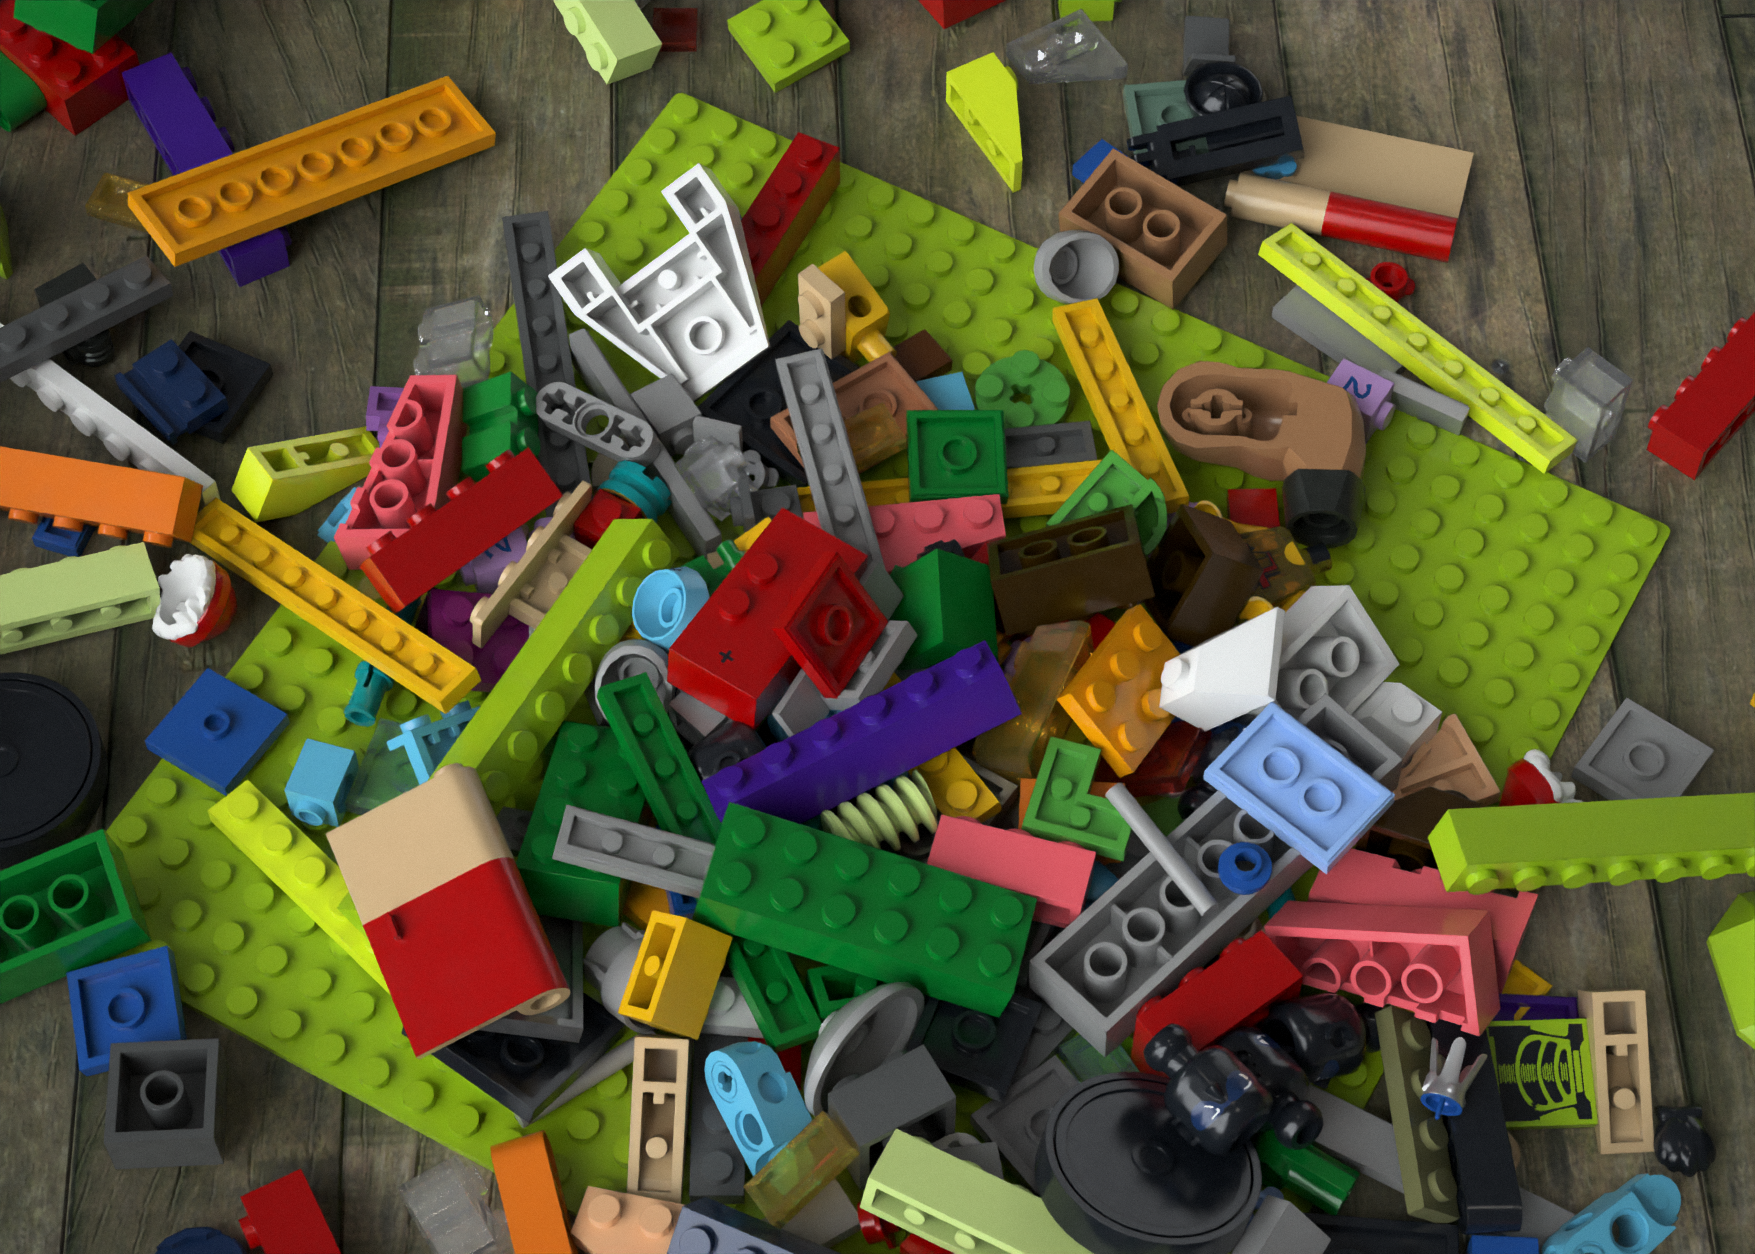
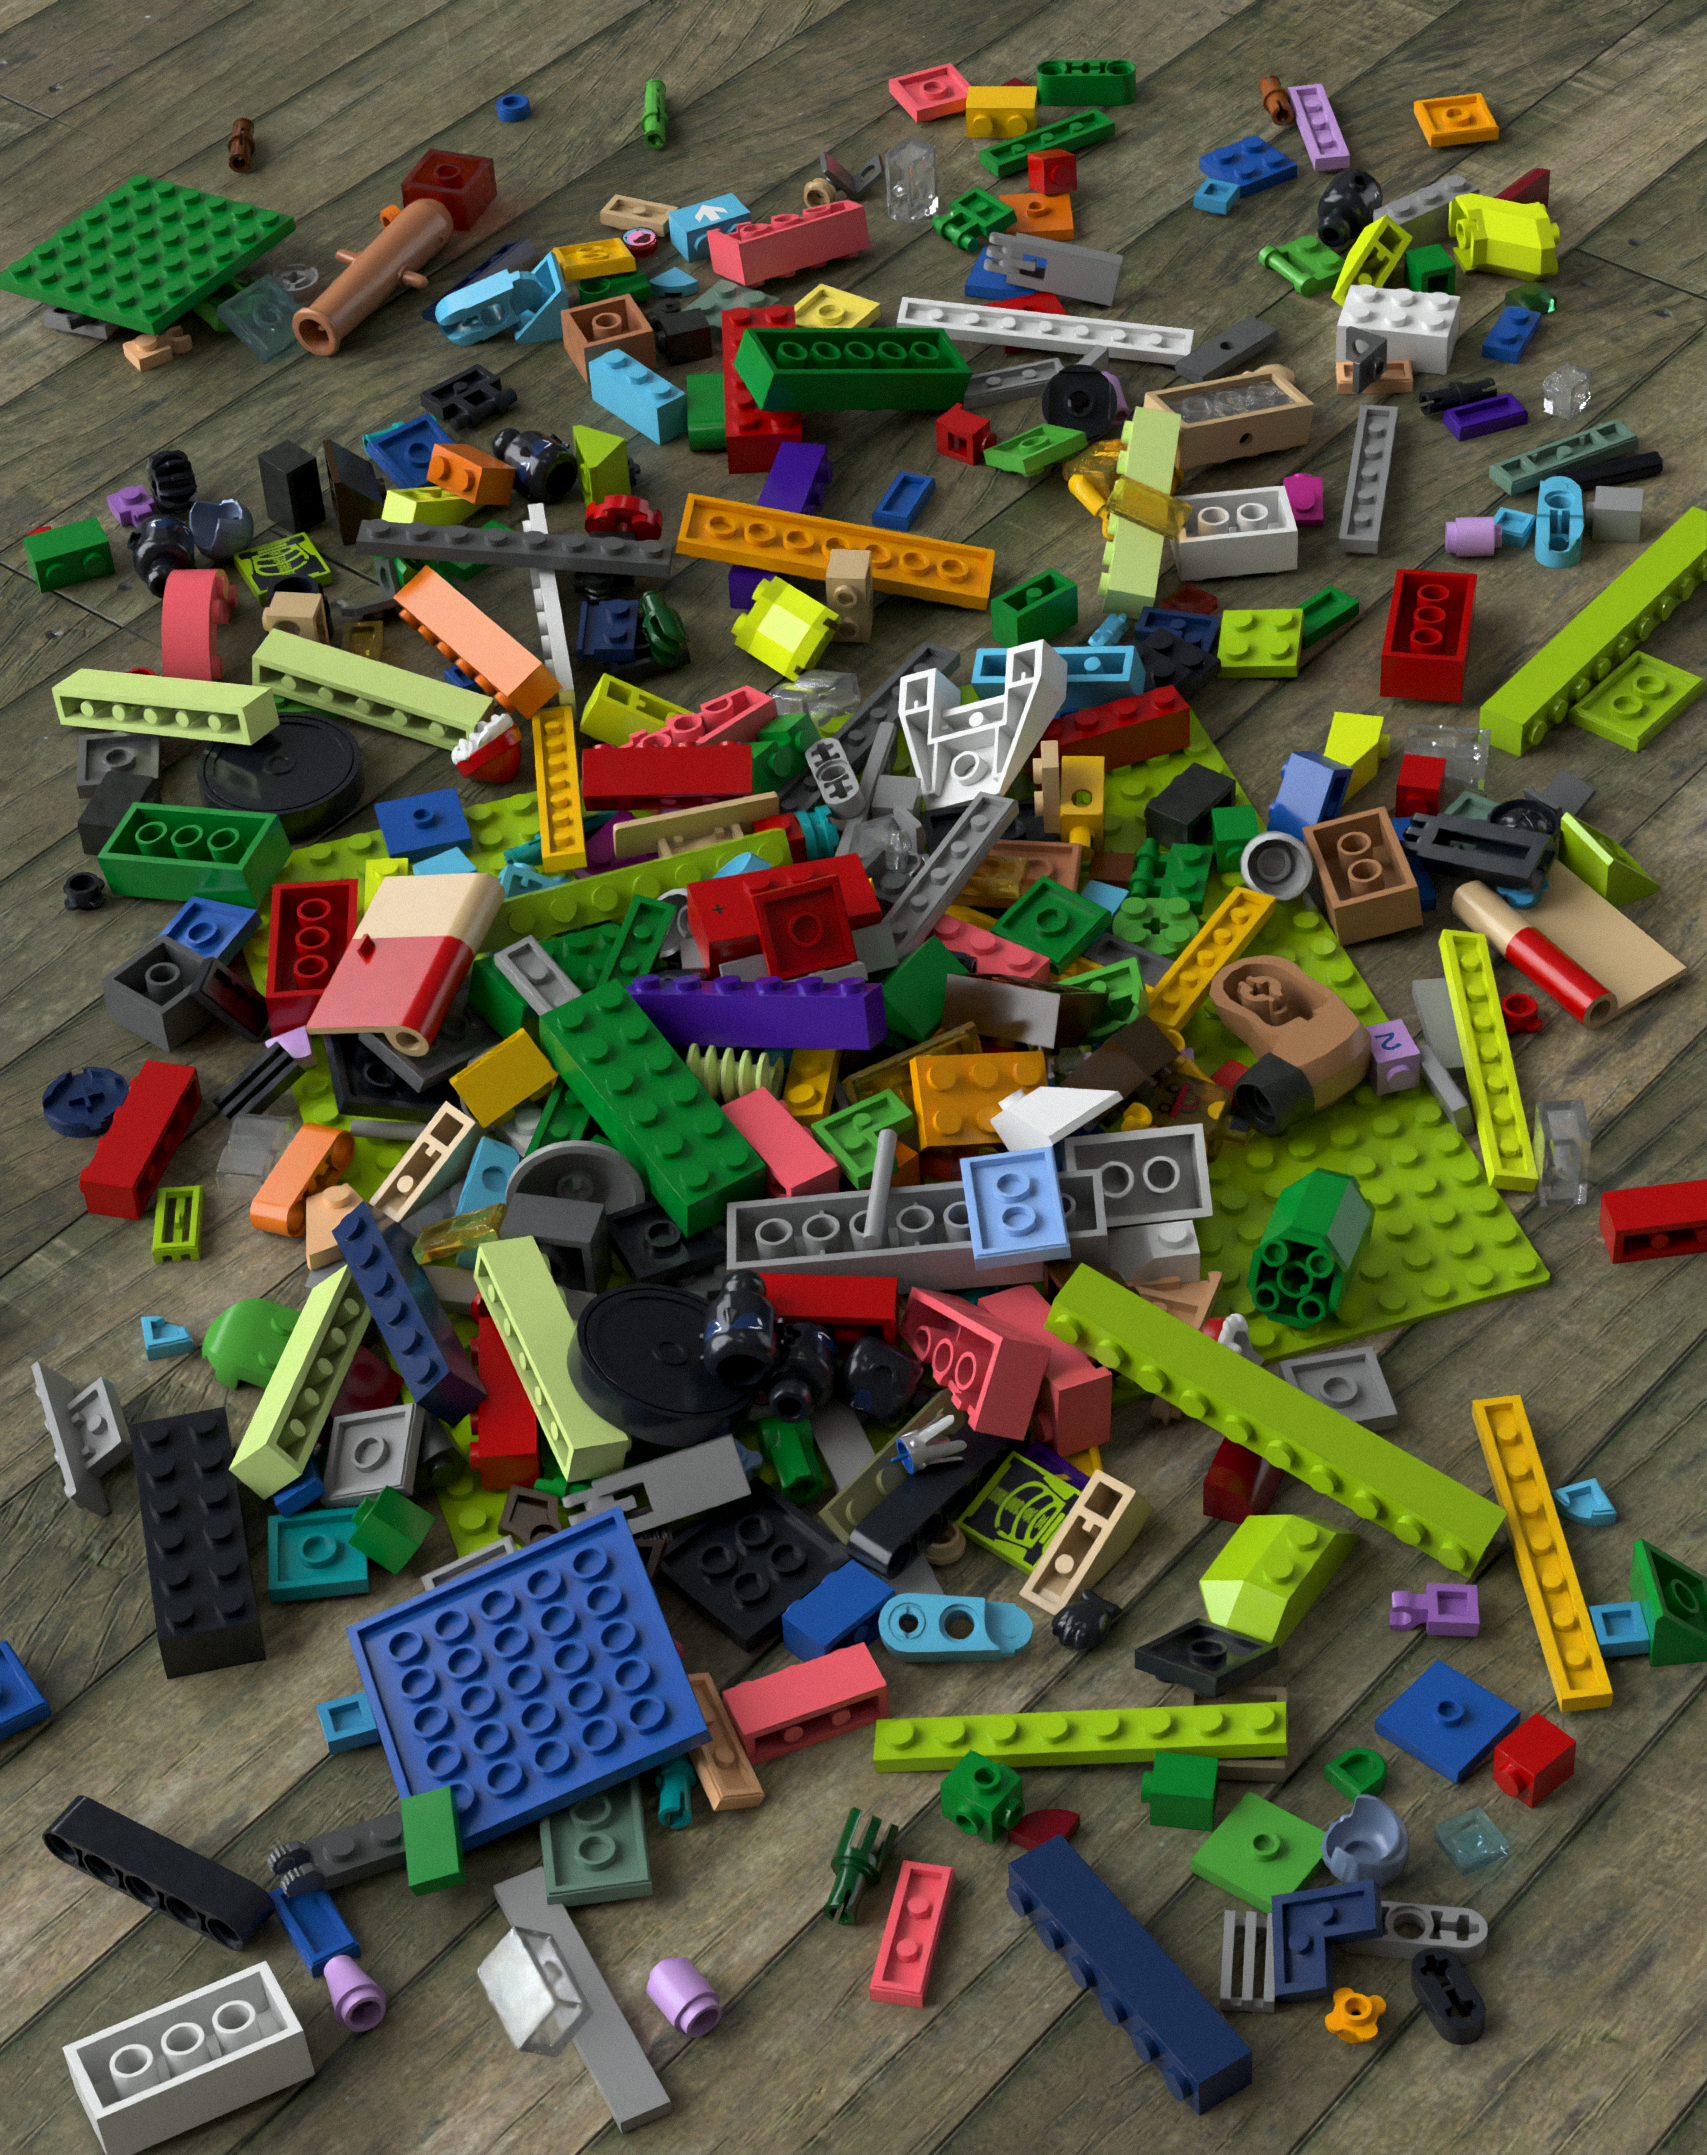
camera: 45 degrees right, 15 degrees down
(58, 254) = (624, 514): none -> red plate
(233, 357) = (663, 629): none -> dark green arm
(252, 1065) = (230, 999): none -> black plate
(289, 69) = (903, 501): none -> blue tile
(291, 958) = (306, 943): none -> red brick
(354, 284) = (785, 628): none -> neon yellow brick
(354, 1134) = (255, 1083): none -> black tile
(363, 1073) = (298, 1045): none -> lavender tile
(377, 209) = (850, 594): none -> tan brick
(562, 123) = (1035, 609): none -> green brick
(641, 210) = (1093, 674): none -> medium azure brick
(647, 106) = (1110, 631): none -> medium azure axle
(715, 62) = (1193, 627): none -> dark blue plate
(744, 118) = (1175, 662): none -> black plate
(927, 251) = (1184, 807): none -> pearl dark grey brick
(984, 321) = (1184, 871): none -> green plate
(998, 259) = (1230, 833): none -> green brick
(1024, 178) = (1309, 793): none -> brick
(1082, 105) = (1420, 785): none -> red brick
(1245, 881) = (918, 1228): blue plate -> none
(1313, 92) = (1602, 863): none -> lime slope
(1512, 641) = (1310, 1248): none -> green brick
(1659, 915) = (1239, 1484): none -> dark red brick

